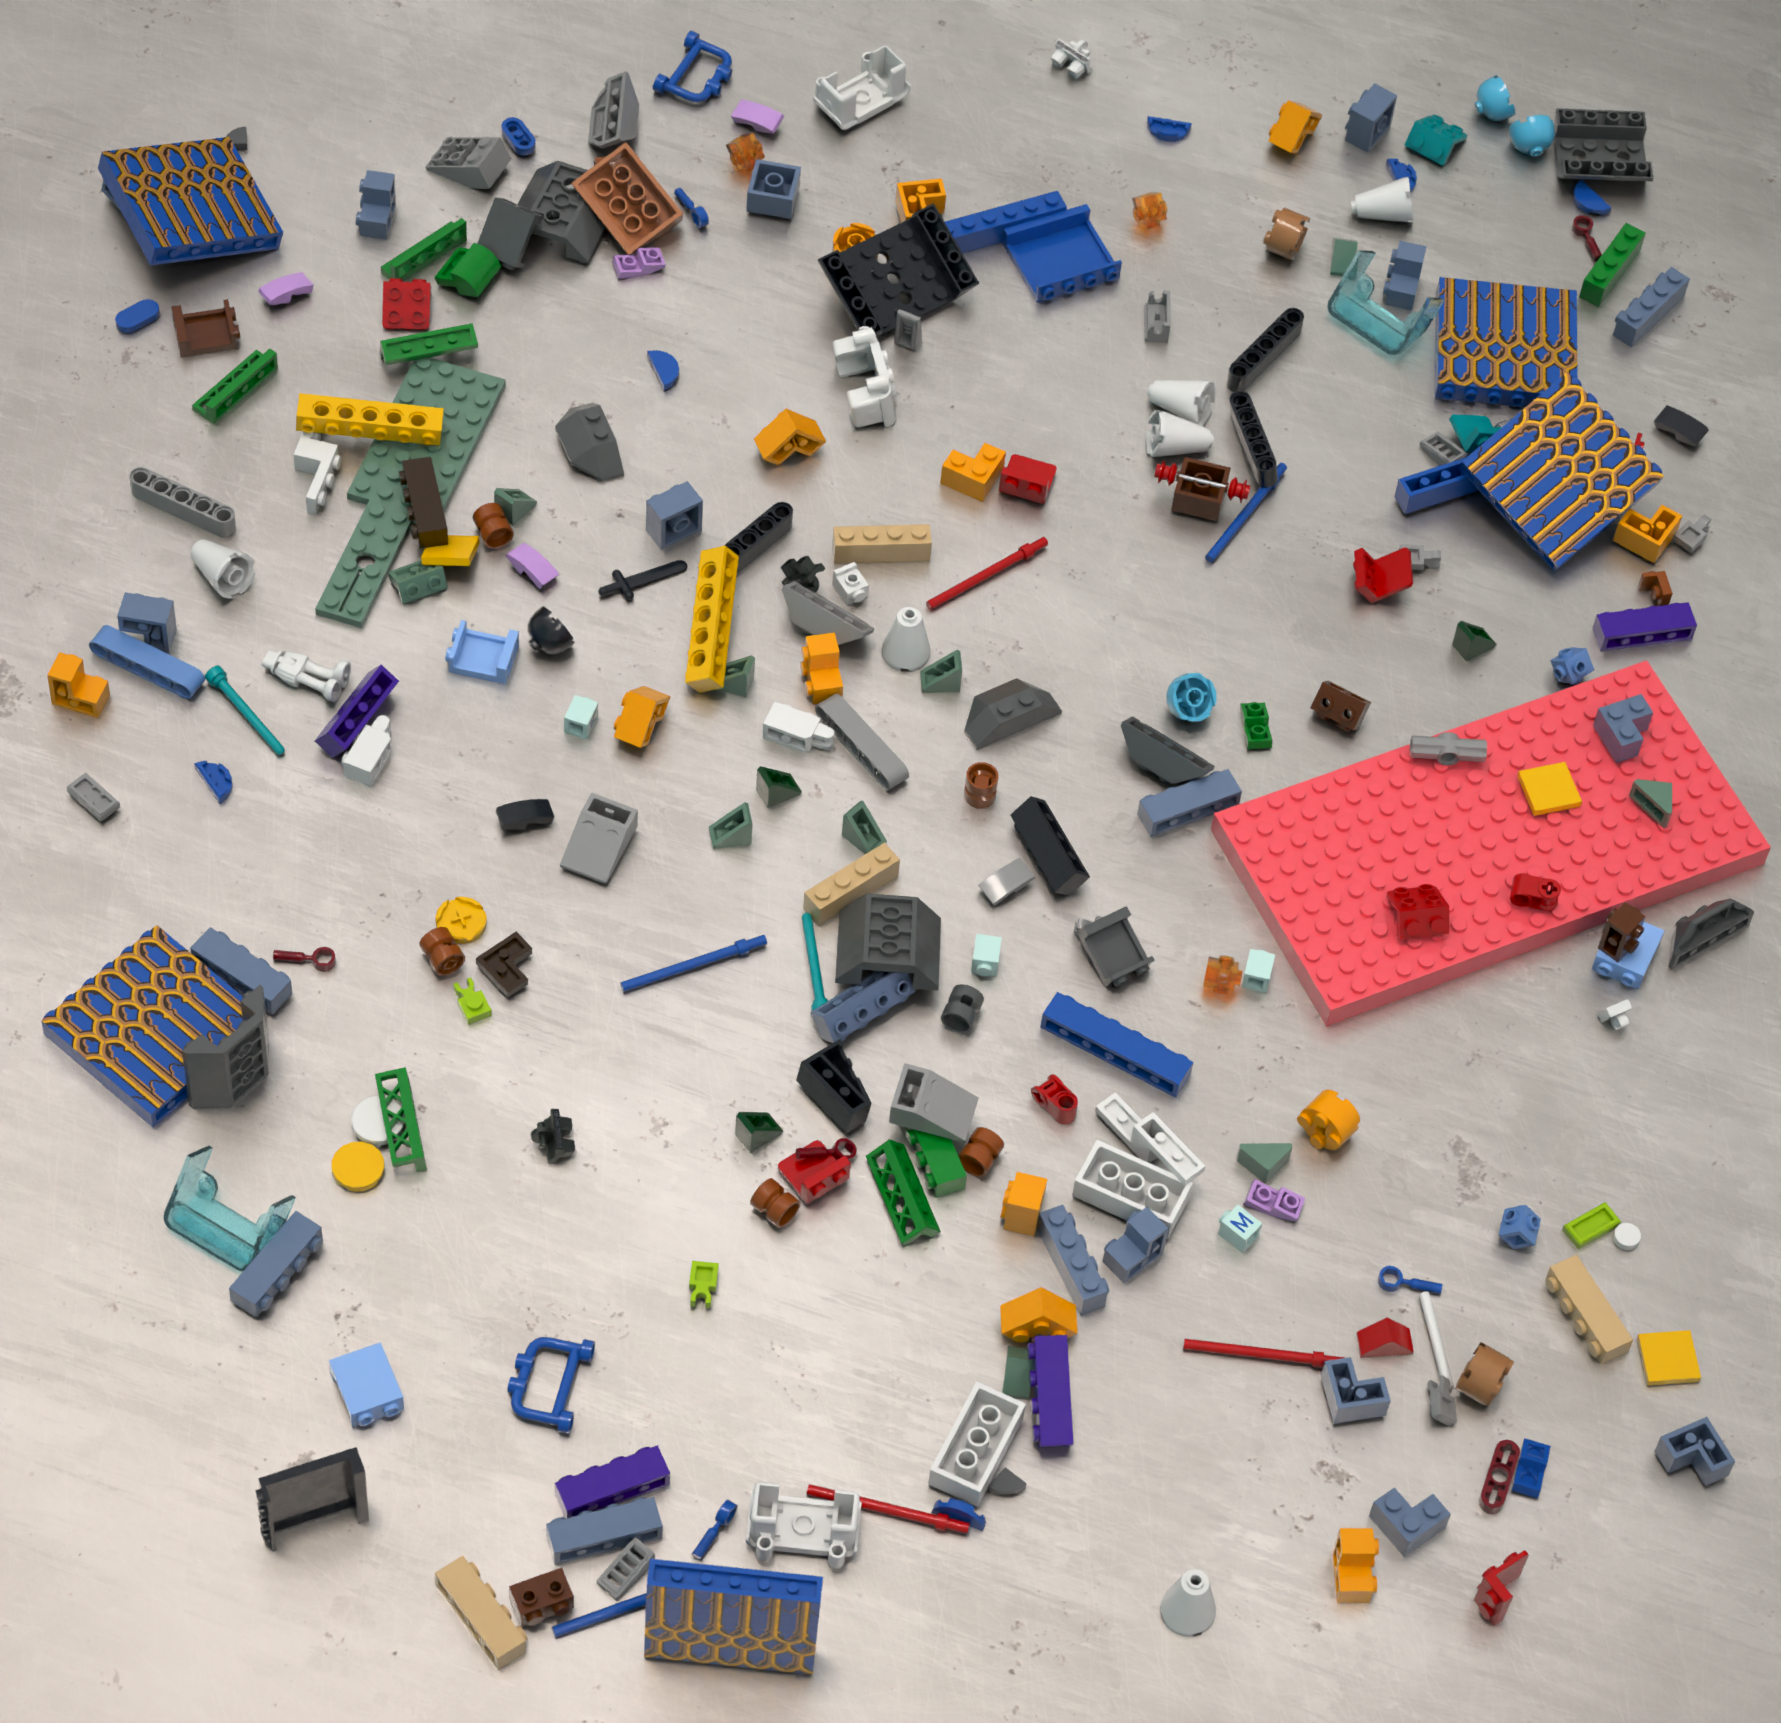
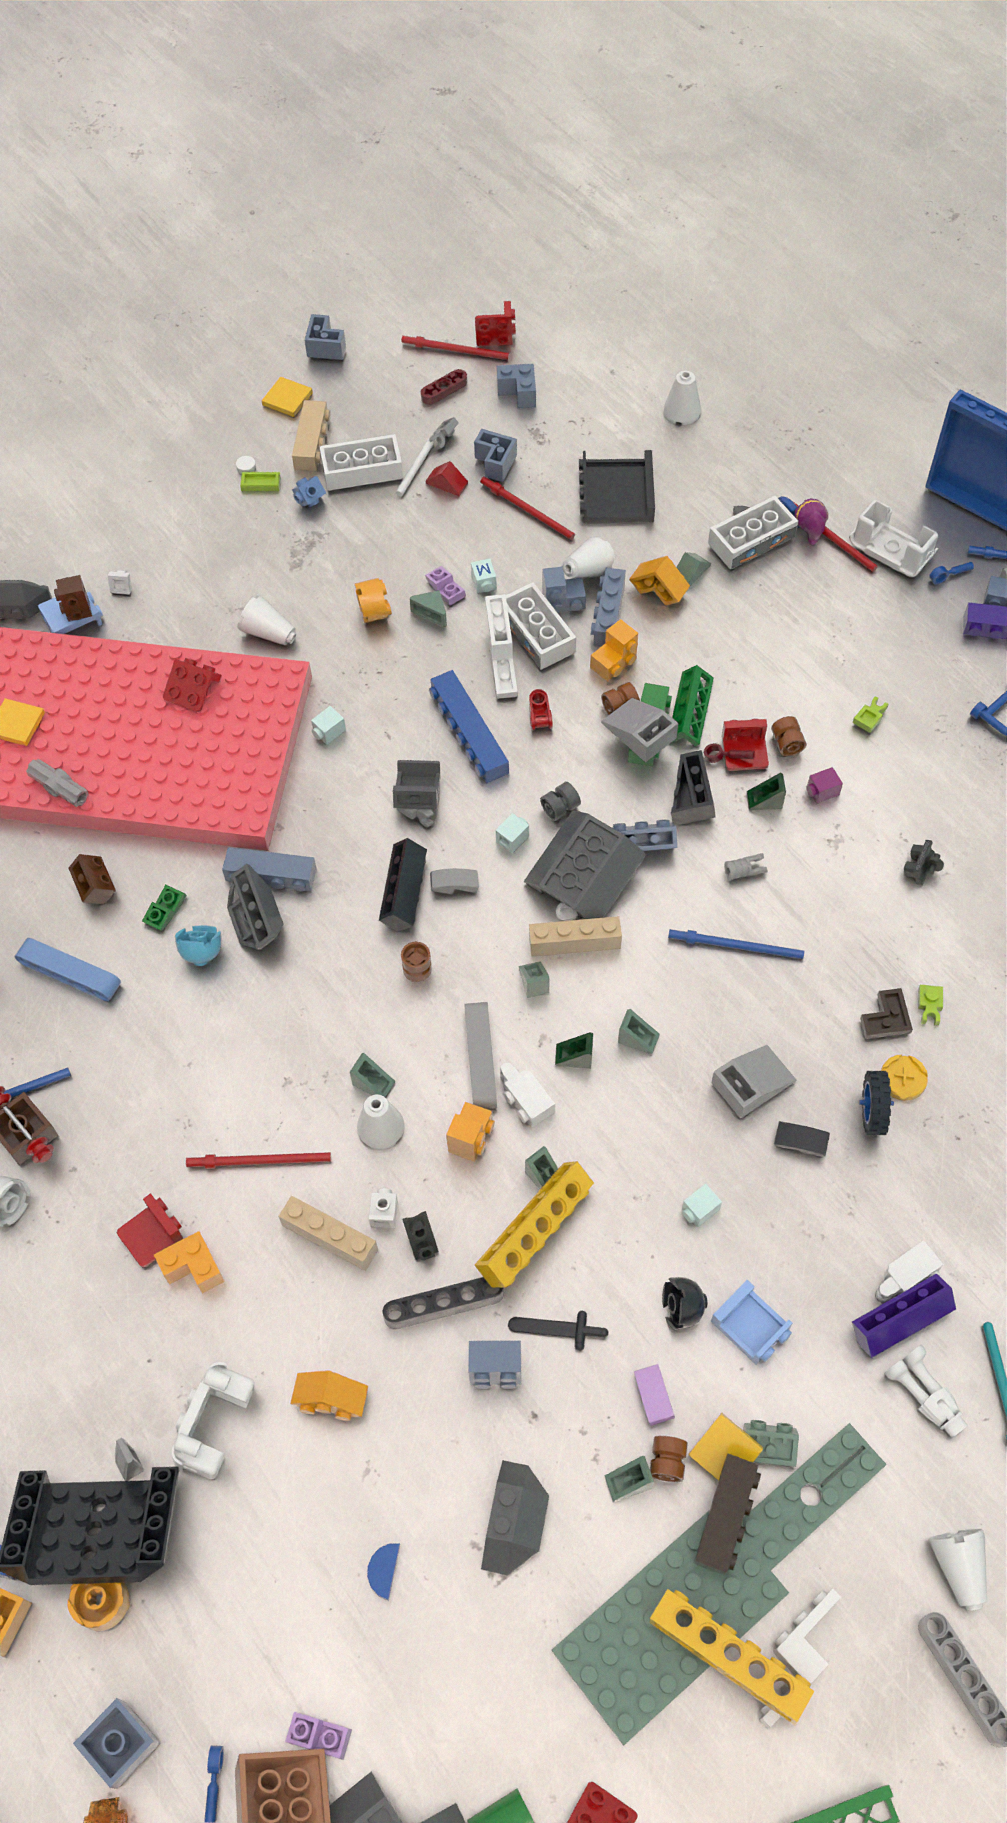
camera: 140 degrees left, 5 degrees up
(428, 344) = (610, 1741): green fence -> none
(442, 951) = (937, 1048): dark orange wheel -> none
(473, 857) = (876, 1103): none -> black wheel
(640, 713) = (650, 1170): light orange brick -> none
(704, 1169) = (824, 785): none -> magenta brick
(732, 1040) = (742, 867): none -> light grey hinge
(813, 962) = (661, 860): teal piece -> none
(820, 616) = (427, 1179): light grey wedge -> none
(919, 1500) = (812, 518): none -> magenta hair
(1008, 711) = (342, 1018): dark grey wedge -> none
(1052, 1391) = (686, 530): dark purple brick -> none
(1134, 1284) = (589, 559): none -> white cone
(1181, 1436) = (617, 489): none -> black panel
(1220, 983) = (357, 731): clear orange brick -> none
(1288, 628) = (68, 969): none -> medium blue beam
(1352, 1564) = (571, 375): light orange brick -> none
(1413, 1283) = (399, 501): blue piece -> none
(1416, 1041) = (266, 622): none -> white cone
(1484, 1374) = (409, 425): medium nougat brick -> none
(1494, 1294) = (361, 462): none -> white brick
(1531, 1468) = (415, 383): blue slope -> none
(1533, 892) = (102, 652): red piece -> none
(1584, 1530) = (421, 342): none -> red bar

